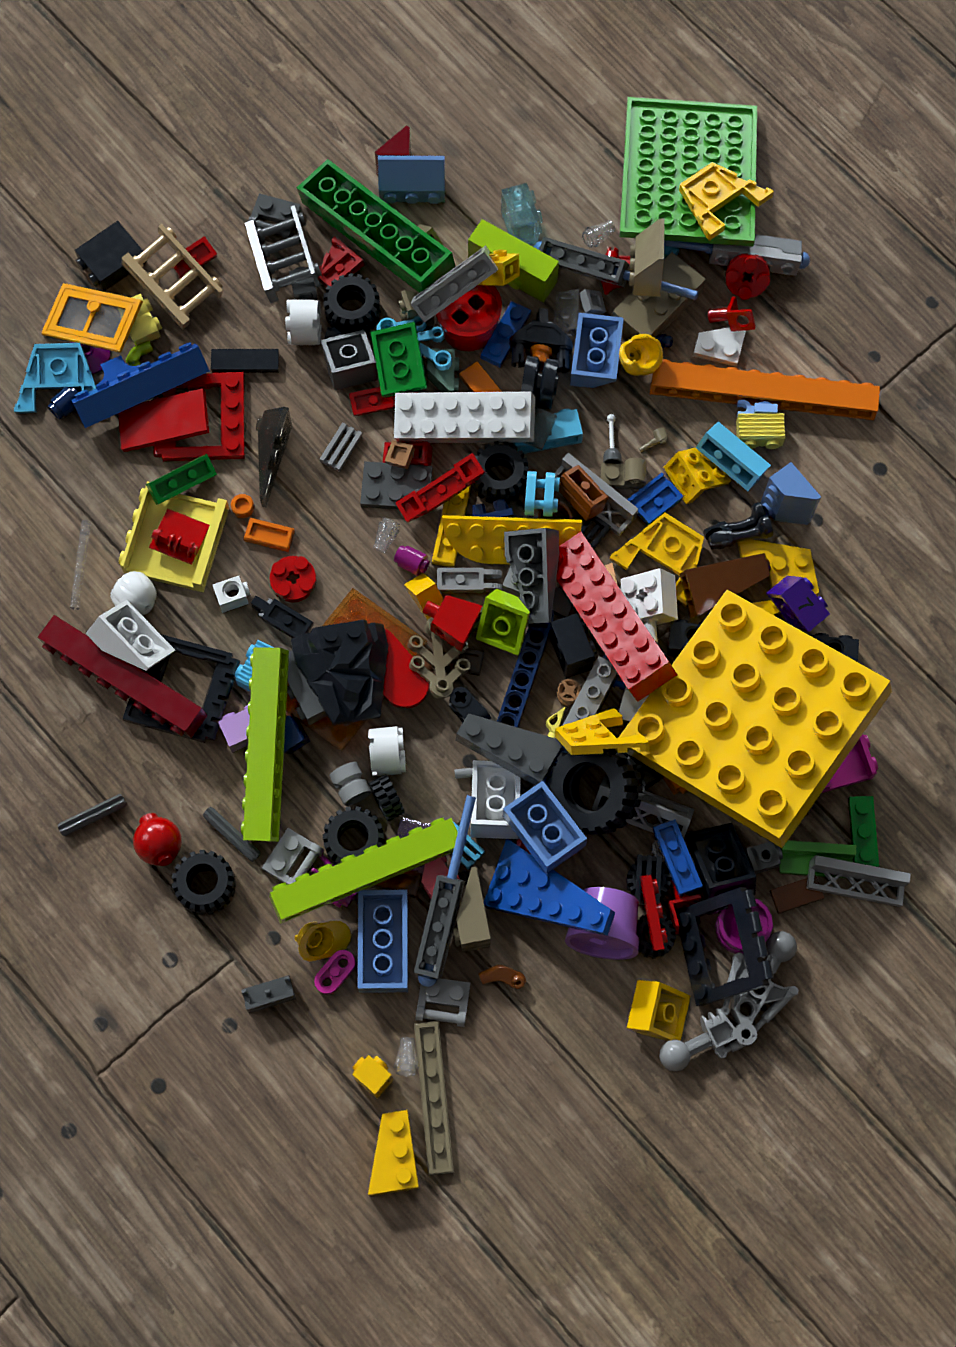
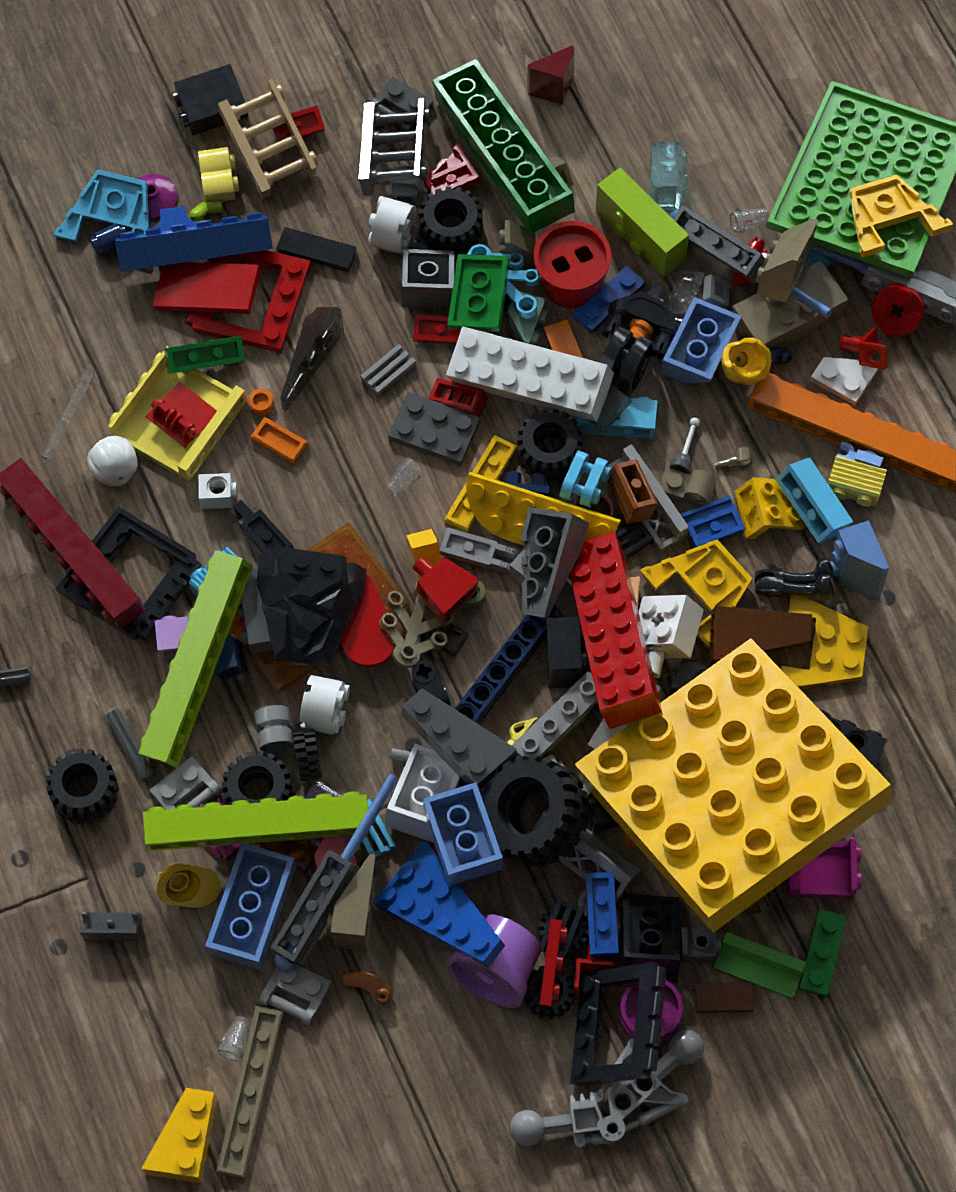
camera: 20 degrees right, 5 degrees down
(92, 317) = (168, 158): light orange door -> none
(129, 637) = (90, 502): white slope -> none
(157, 840) = (47, 726): red brick -> none
(299, 567) = (288, 480): red plate -> none
(334, 972) = (188, 924): dark pink plate -> none
(372, 1075) = (190, 1044): yellow brick -> none
(400, 454) = (447, 394): medium nougat plate -> none
(411, 179) = (561, 105): medium blue slope -> none
(411, 560) = (422, 511): magenta brick -> none
(441, 490) = (478, 445): red slope -> none
(454, 284) = (561, 227): light grey fence -> none
(503, 621) = (496, 603): lime slope -> none
(508, 268) = (617, 223): yellow brick -> none
(568, 687) = (545, 697): medium nougat wheel -> none
(592, 736) = (550, 749): yellow wing -> none
(658, 1010) = (526, 1074): yellow slope -> none
(798, 602) = (831, 679): dark purple brick -> none
(860, 872) = (801, 993): light grey fence -> none

